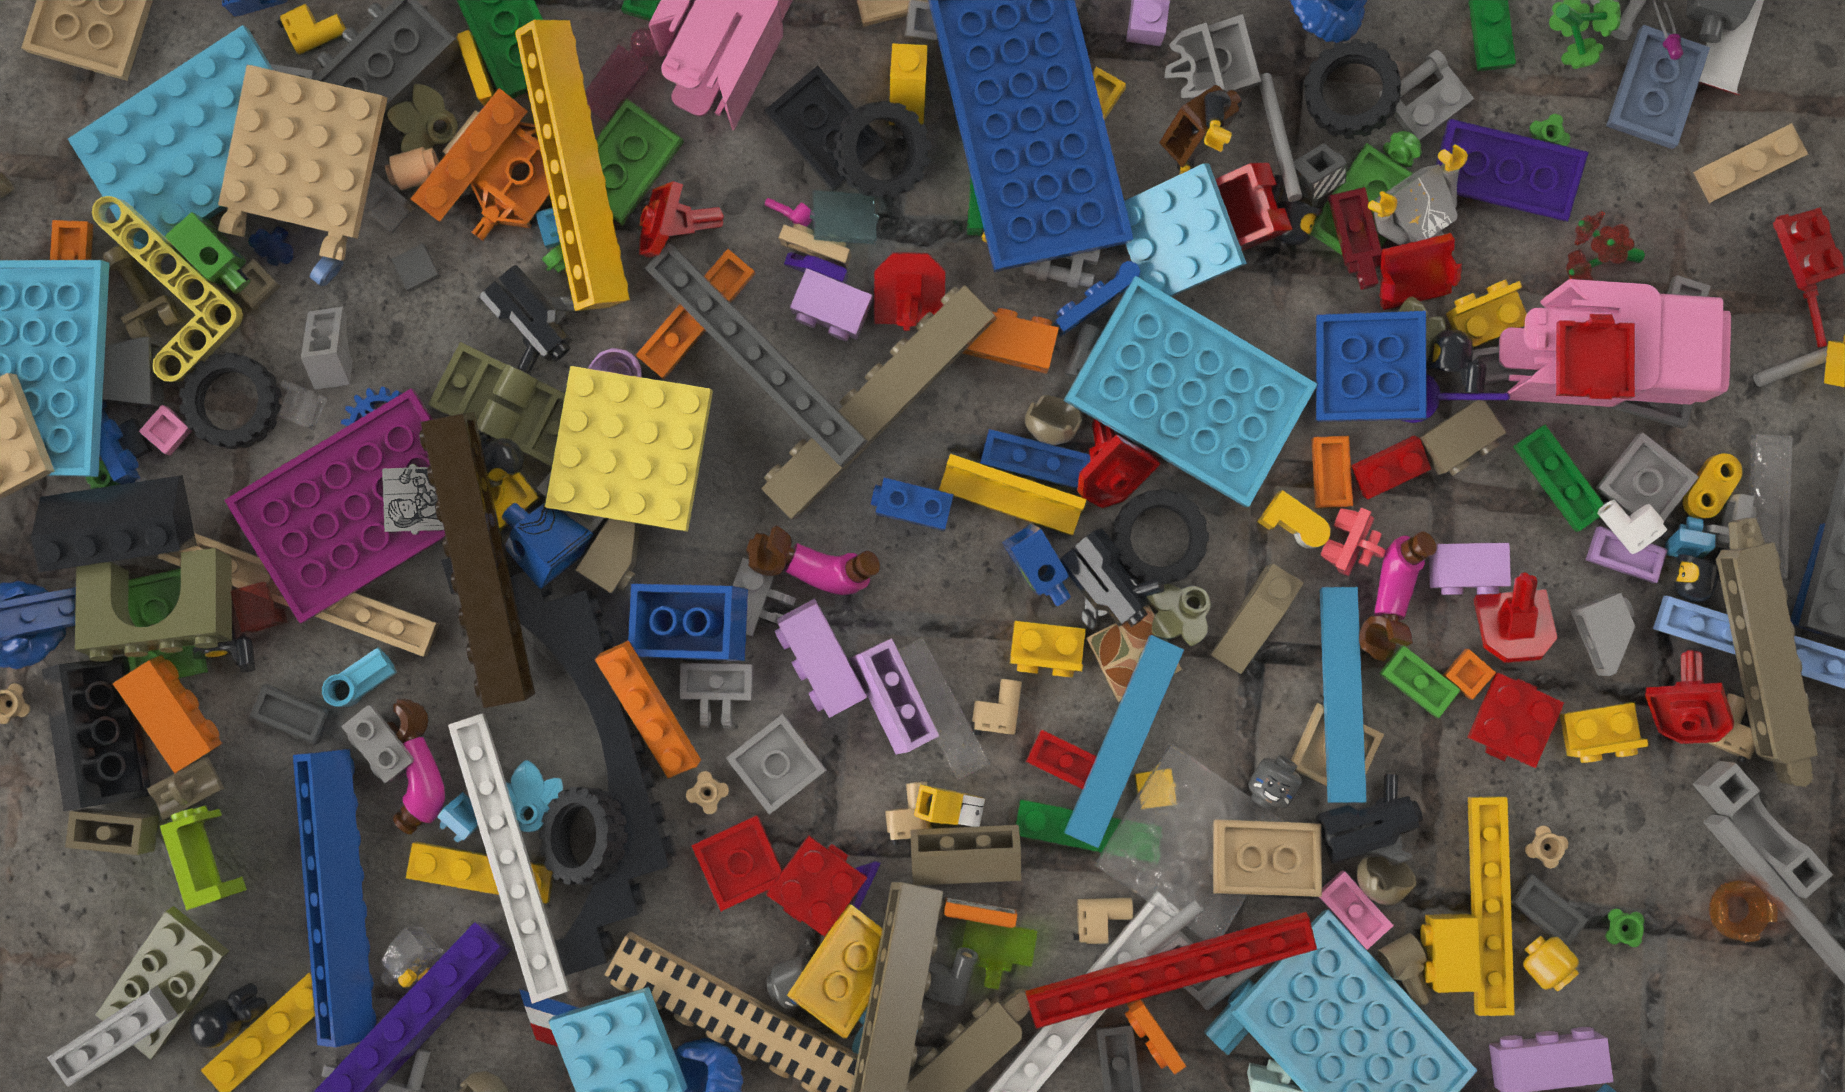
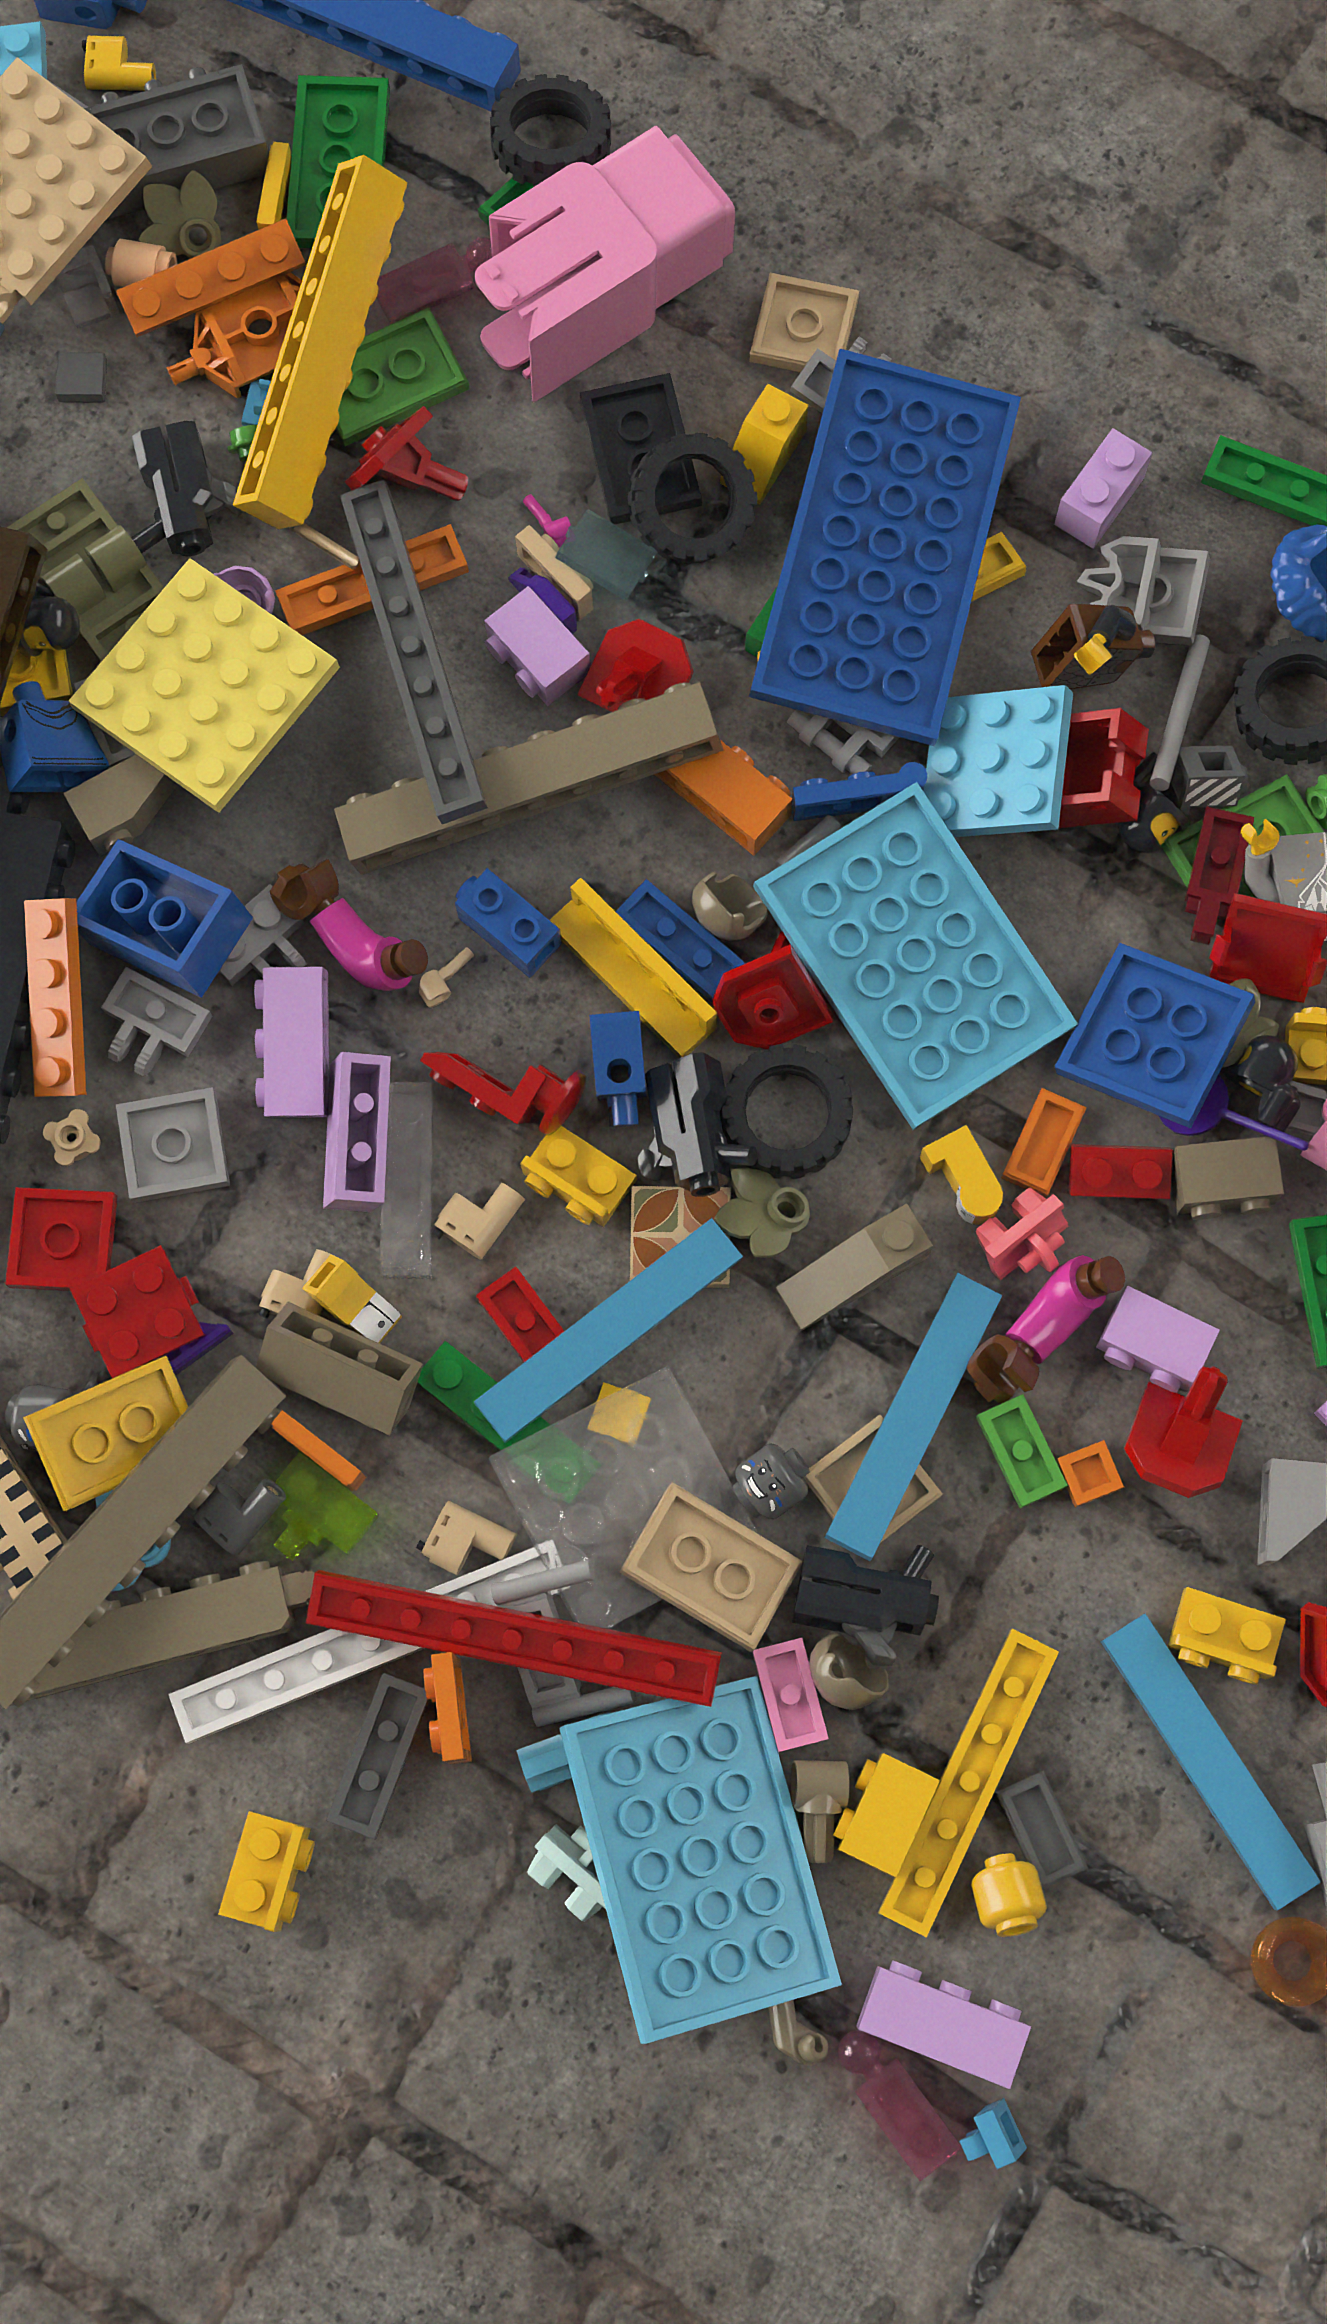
camera: 30 degrees right, 10 degrees down
(653, 305) = (327, 545): none -> tan piece
(888, 571) = (433, 985): none -> tan hand
(964, 625) = (537, 1090): none -> red piece
(1515, 720) = (1118, 1560): red piece -> none
(1557, 848) = (1095, 1748): tan plate -> none
(1630, 815) = (1210, 1762): none -> dark azure tile
(1635, 929) = (1145, 1901): bright green plate -> none

